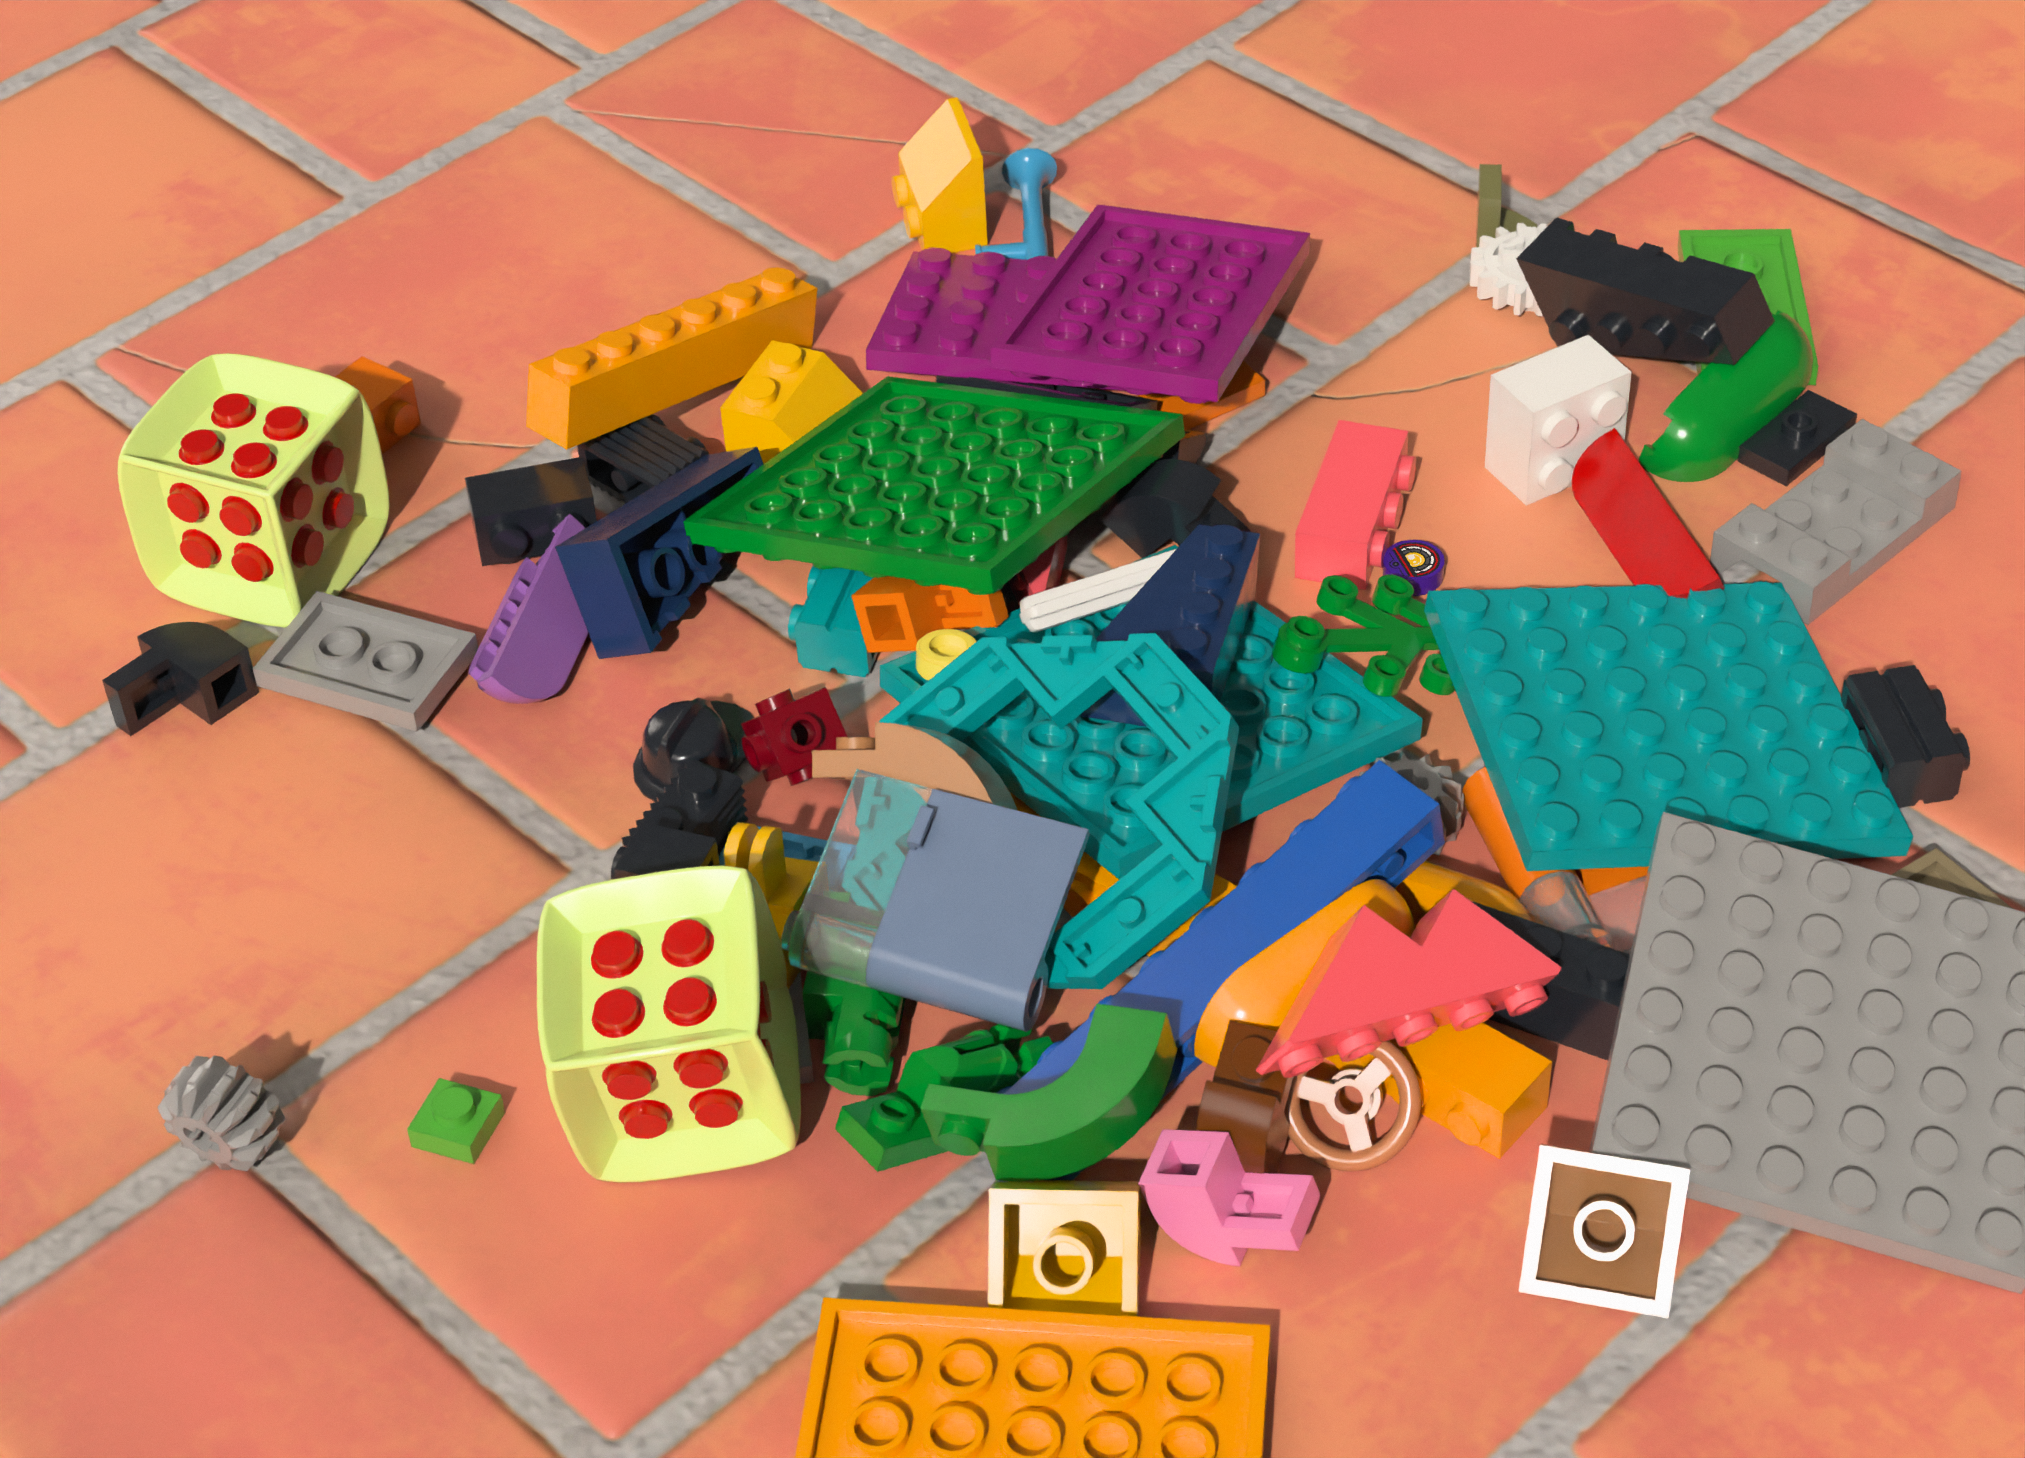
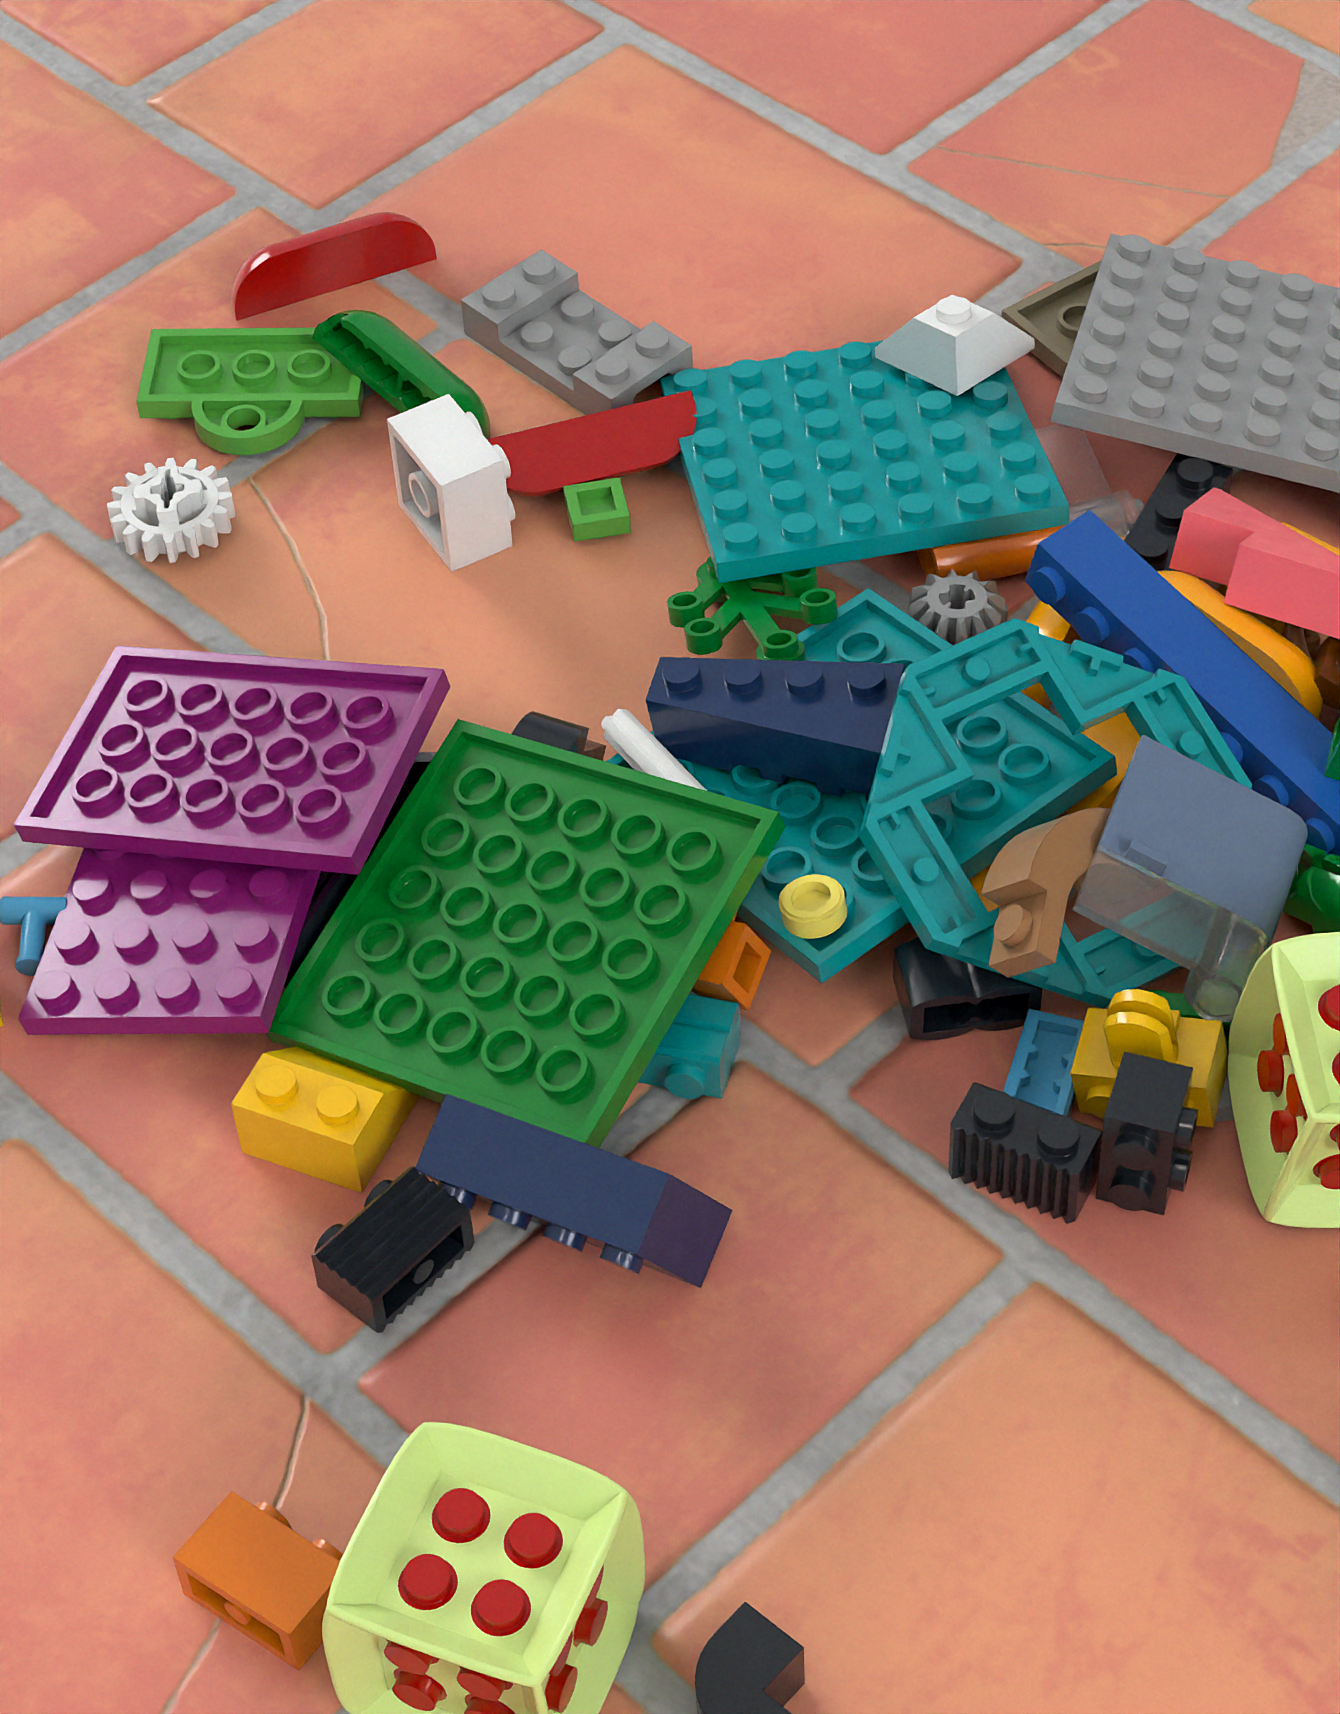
camera: 90 degrees left, 5 degrees up
(366, 660) = (728, 1501): light grey plate -> none
(521, 507) = (488, 1344): black brick -> none
(533, 631) = (669, 1331): medium lavender brick -> none
(666, 357) = (260, 1196): light orange brick -> none
(686, 732) = (860, 1177): black piece -> none
(788, 732) = (876, 1063): dark red brick -> none
(1354, 503) = (529, 646): coral brick -> none
(1417, 563) = (610, 616): tile -> none
(1489, 210) = (72, 530): olive tile -> none
(1562, 544) = (597, 509): none -> bright green plate
(1642, 297) = (310, 397): black wedge -> none
(1796, 437) = (458, 354): black plate -> none
(1823, 777) = (954, 345): none -> white slope
(1907, 734) = (860, 311): black brick -> none
(1933, 339) = (329, 261): none -> red brick

